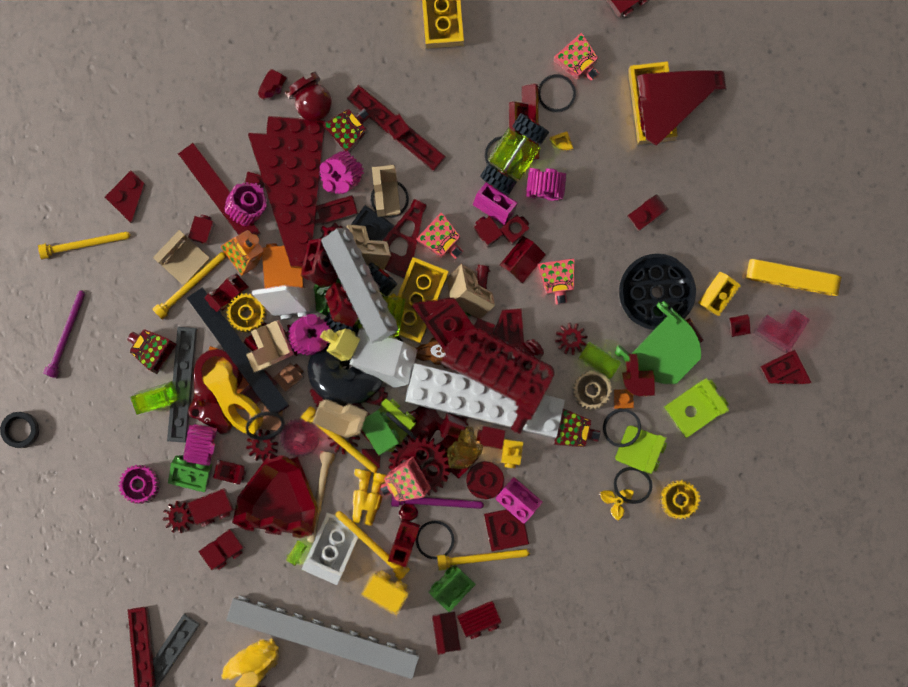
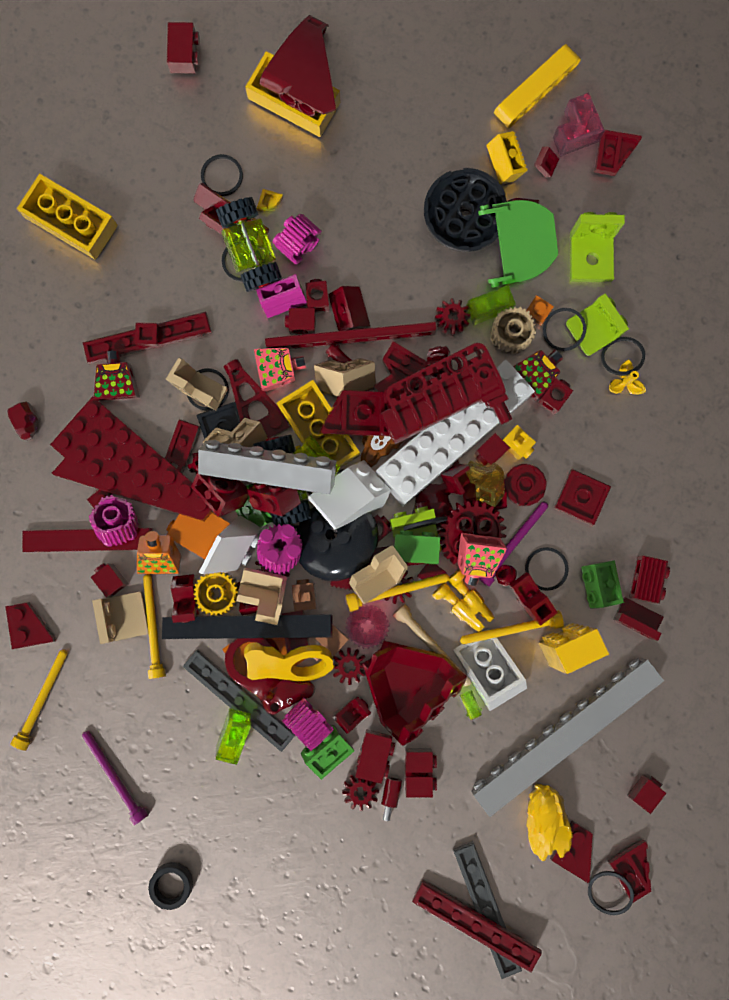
camera: 60 degrees left, 0 degrees up
(135, 494) = (299, 796): dark pink brick -> none
(150, 349) = (185, 707): dark red torso -> none
(191, 541) = (390, 796): none -> dark red piece
(261, 415) = (322, 648): black piece -> none
(311, 99) = (62, 392): dark red tile -> none
(341, 172) = (150, 413): dark pink brick -> none
(341, 343) = (310, 523): light yellow brick -> none
(445, 562) = (574, 574): yellow piece -> none
(502, 275) = (352, 336): none -> dark red tile
(518, 500) = (566, 467): dark pink bracket -> none
(557, 278) = (389, 289): torso -> none
(558, 456) = (549, 401): none -> dark red brick
(578, 58) = (204, 132): coral torso -> none
(638, 382) = (531, 284): dark red brick -> none
(648, 212) = (388, 168): dark red brick -> none
(688, 506) = (677, 323): yellow brick -> none

